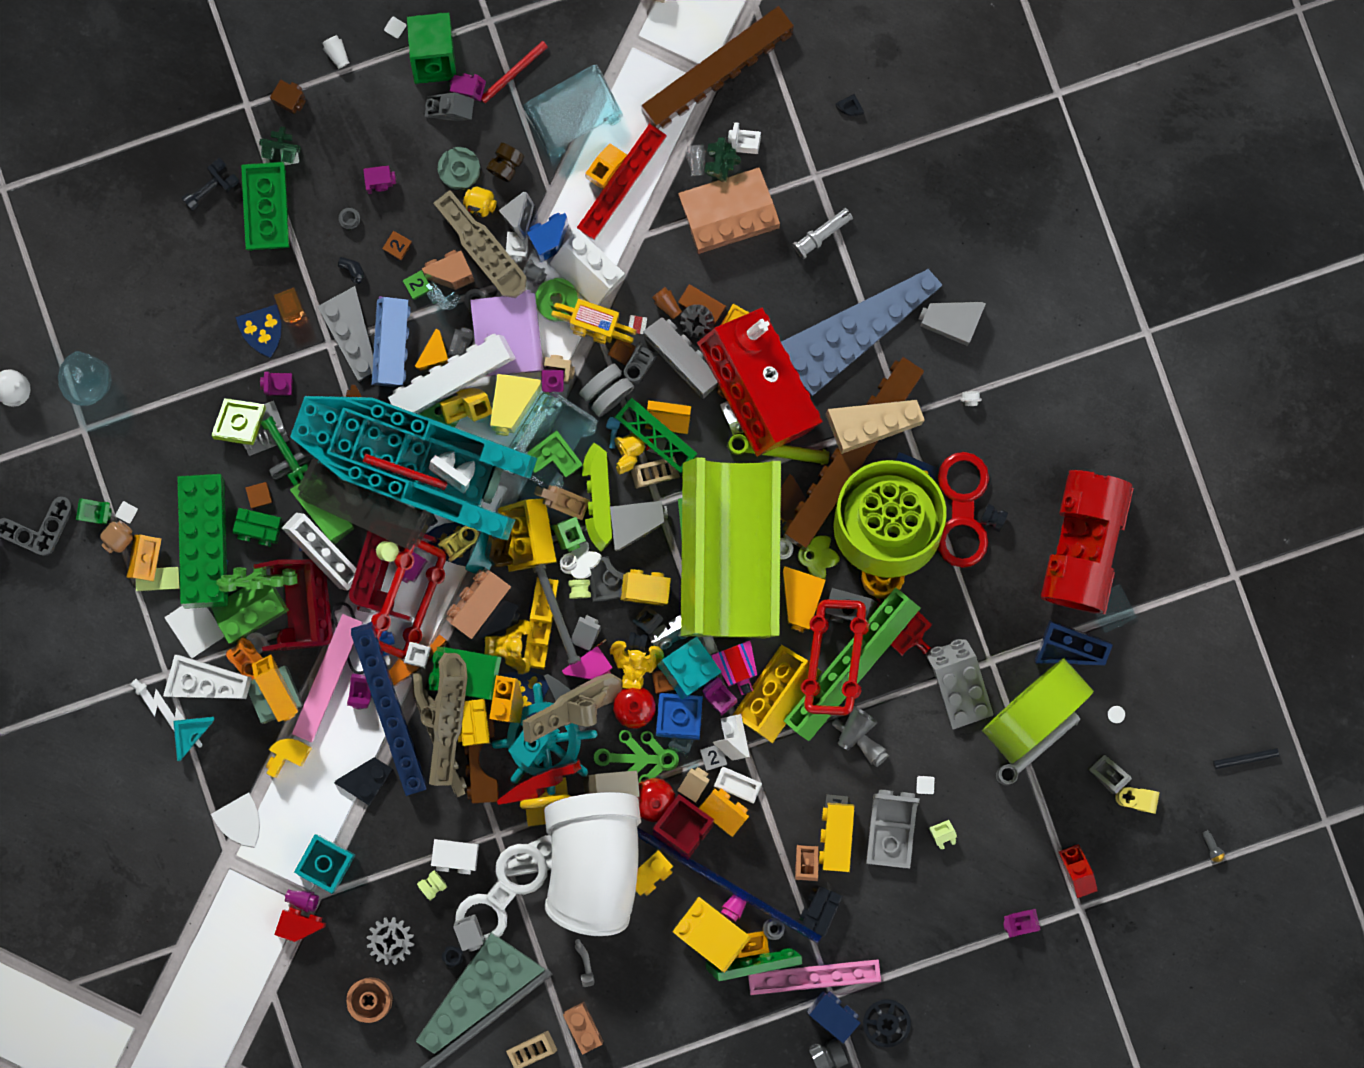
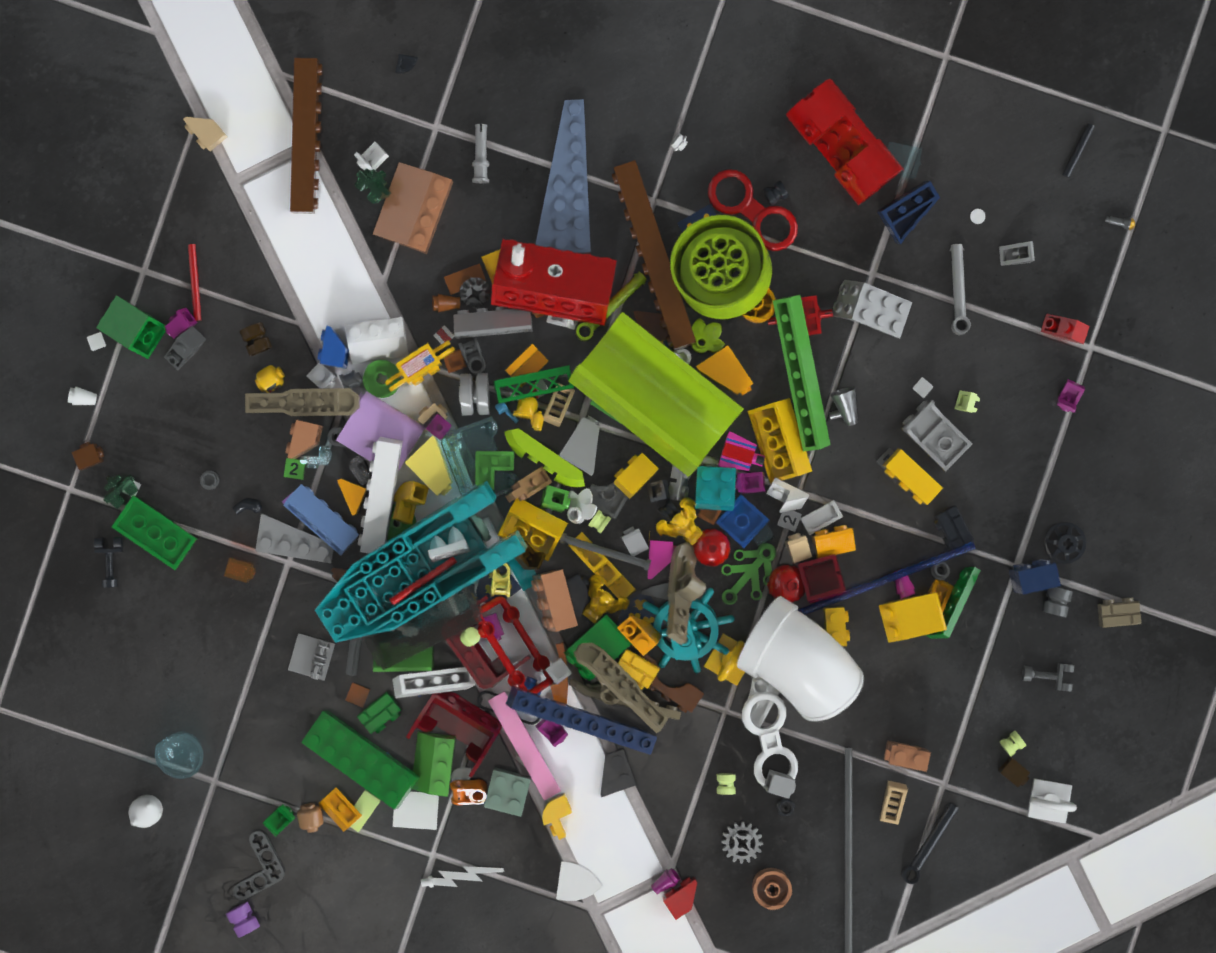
camera: 50 degrees left, 5 degrees up
(126, 512) = (297, 796): white sticker -> none
(188, 732) = (487, 872): teal tile -> none
(204, 680) = (457, 835): white wing -> none
(238, 421) = (295, 669): tile -> none
(256, 579) = (417, 745): bright green plant -> none
(261, 329) = (240, 602): dark blue sticker -> none
(274, 688) = (505, 789): light orange slope -> none
(277, 384) = (288, 621): magenta bracket -> none
(297, 470) = (362, 655): green hinge -> none
(324, 863) = (653, 847): teal brick -> none
(379, 178) = (197, 437): magenta brick -> none
(397, 245) = (255, 461): dark orange tile -> none
(454, 855) = (718, 752): white brick -> none
(459, 168) = (234, 375): sand green tile -> none
(486, 982) = (821, 794): sand green wing -> none
(518, 214) = (300, 358): light grey slope -> none
(535, 785) = (713, 659): red slope -> none
(572, 110) = (255, 262): clear light blue windscreen -> none
(587, 978) = (873, 725): light grey piece -> none
(605, 166) = (313, 270): light orange slope -> none
(615, 782) = (755, 606): dark tan brick -> none
(621, 182) = (333, 267): red plate -> none
(696, 159) = (358, 202): clear cone -> none
(806, 863) = (913, 512): nougat slope -> none
(815, 977) = (996, 566): bright pink tile -> none
(839, 615) = (750, 345): dark grey brick -> none
(850, 688) = (820, 388): red bar -> none
(869, 423) = (642, 231): tan wedge -> none
(874, 752) = (872, 405): light grey cone -> none
(952, 320) = (614, 111): light grey slope -> none
(1037, 711) = (937, 270): lime wheel -> none
(1141, 799) = (1049, 246): light yellow piece -> none

